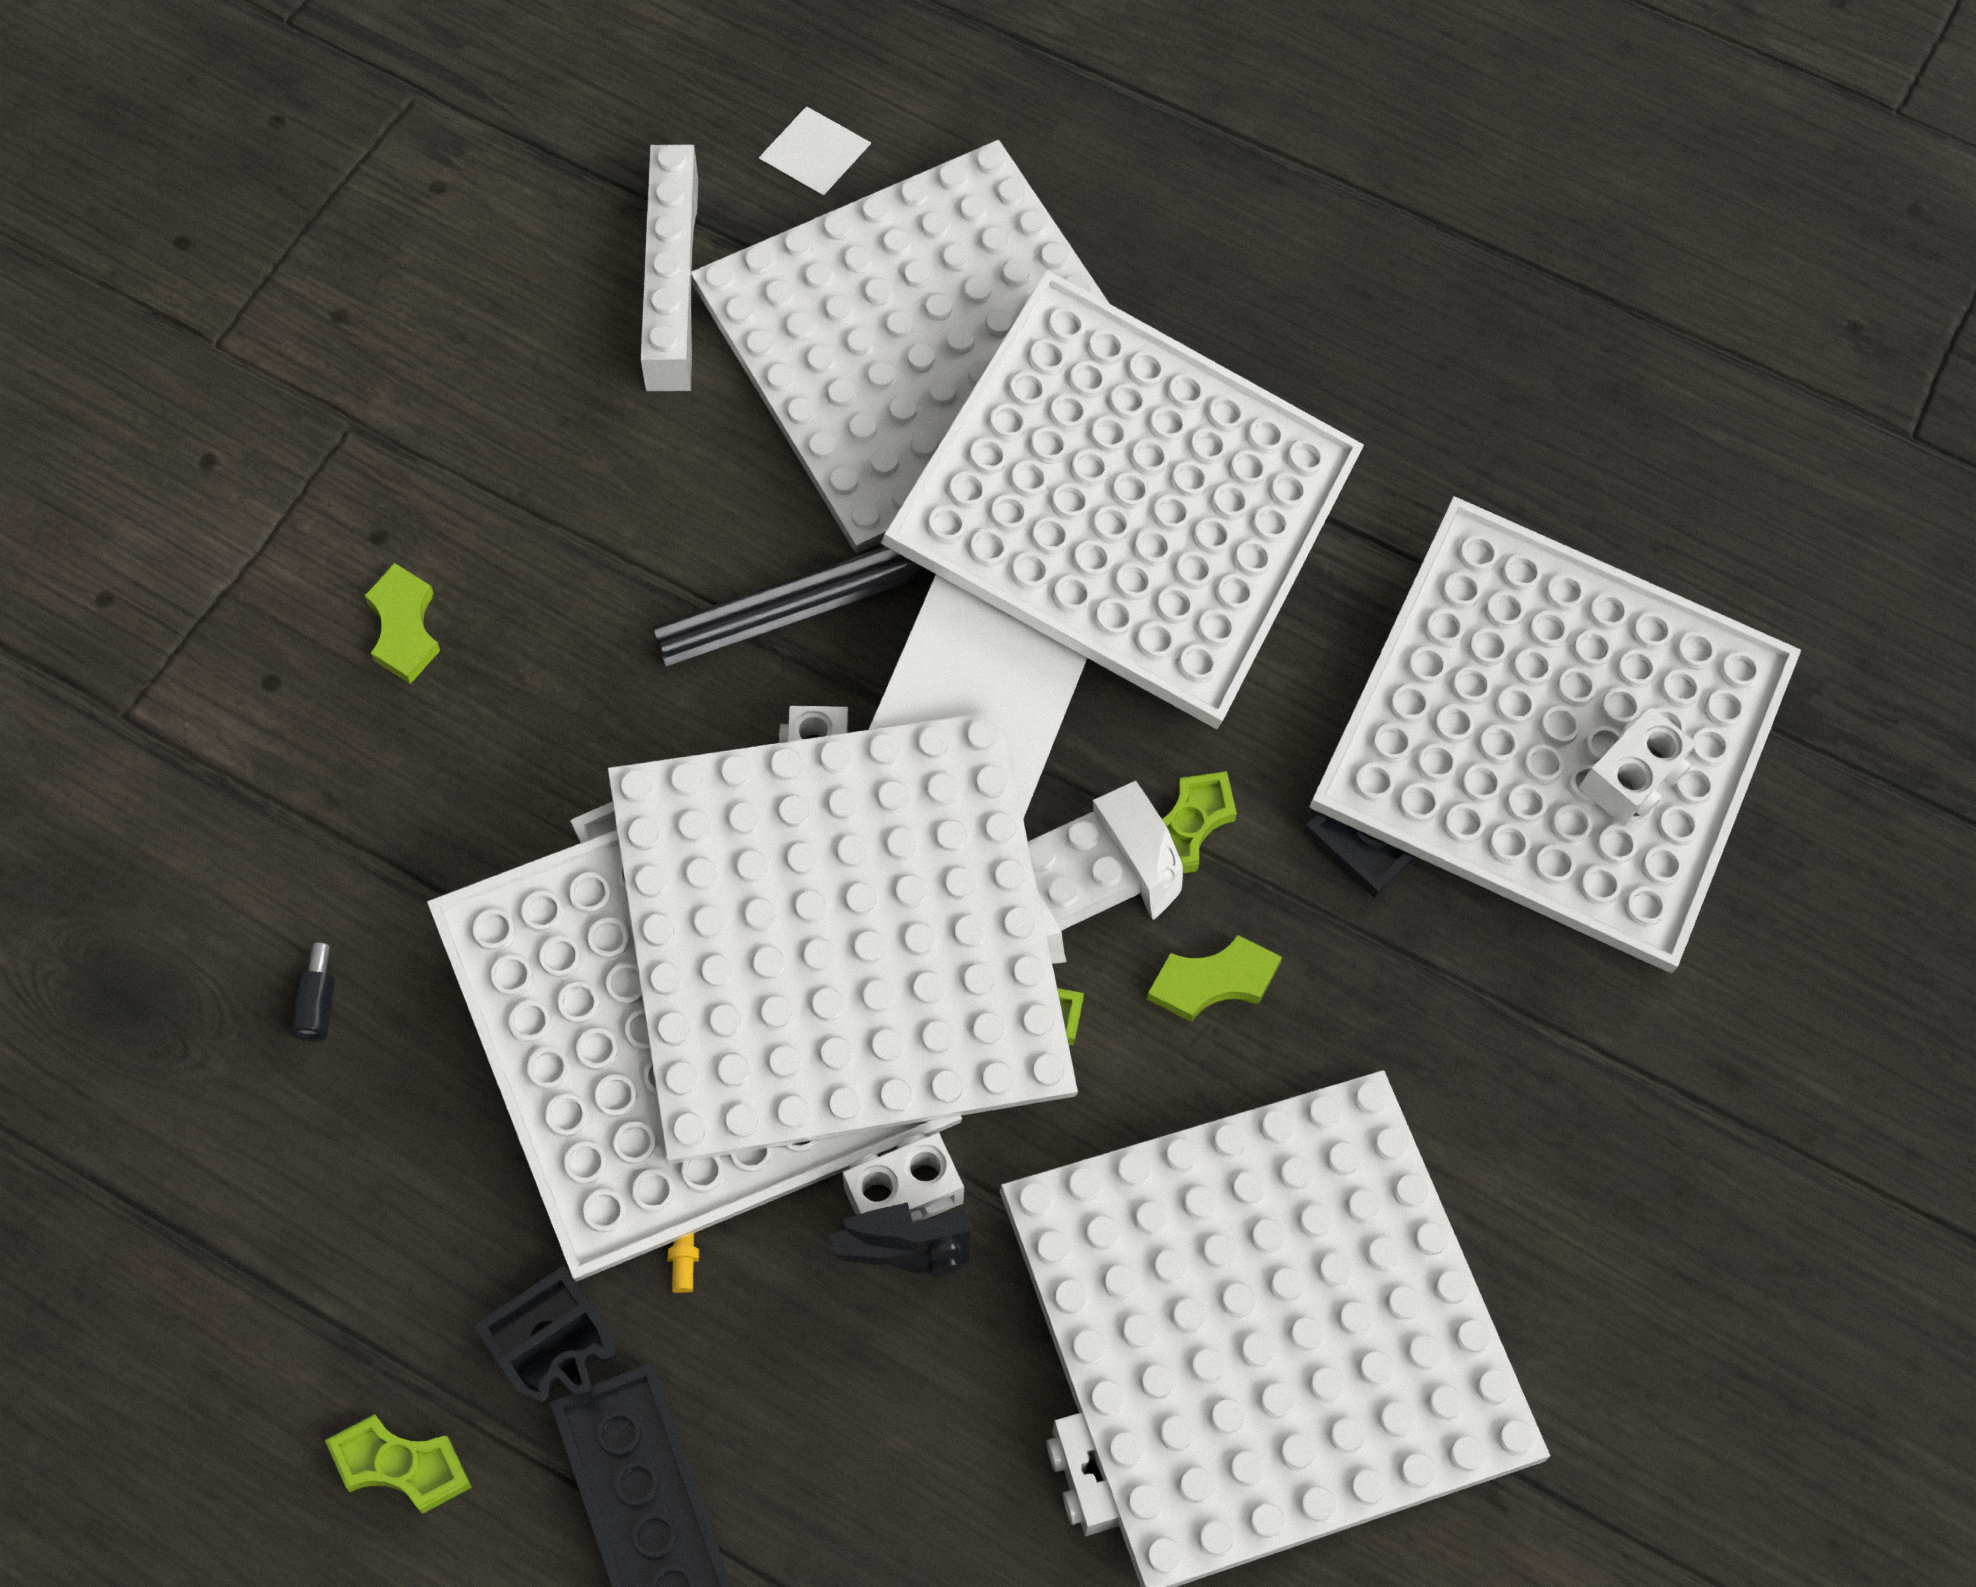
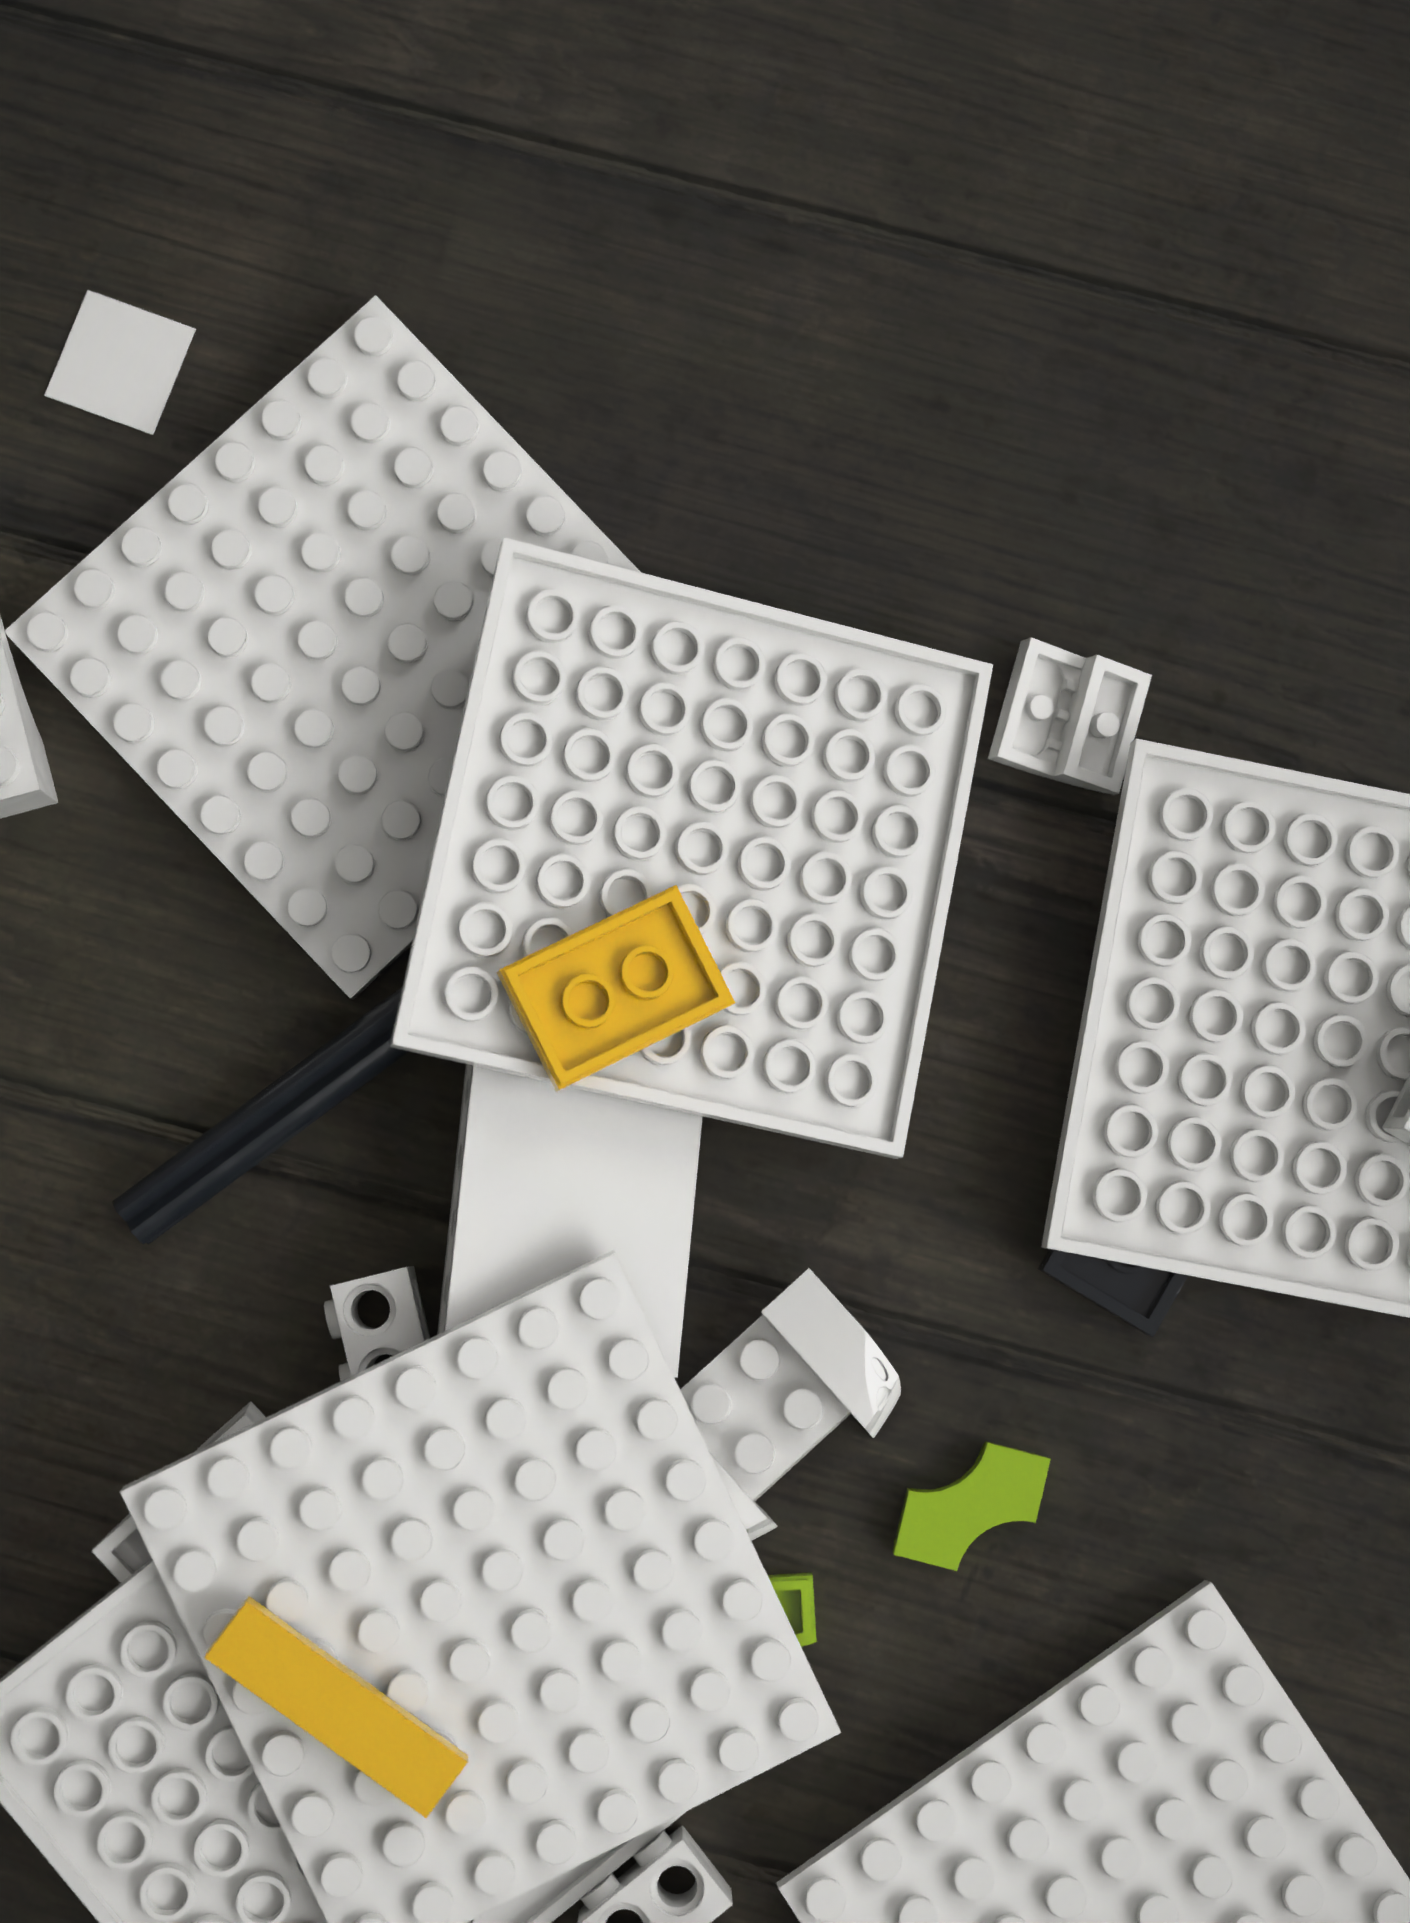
camera: 15 degrees left, 20 degrees up
(717, 949) = (336, 1706): none -> yellow tile
(1048, 547) = (615, 988): none -> yellow tile
(1201, 807) = (898, 1265): lime tile -> none
(1409, 492) = (1069, 716): none -> white slope

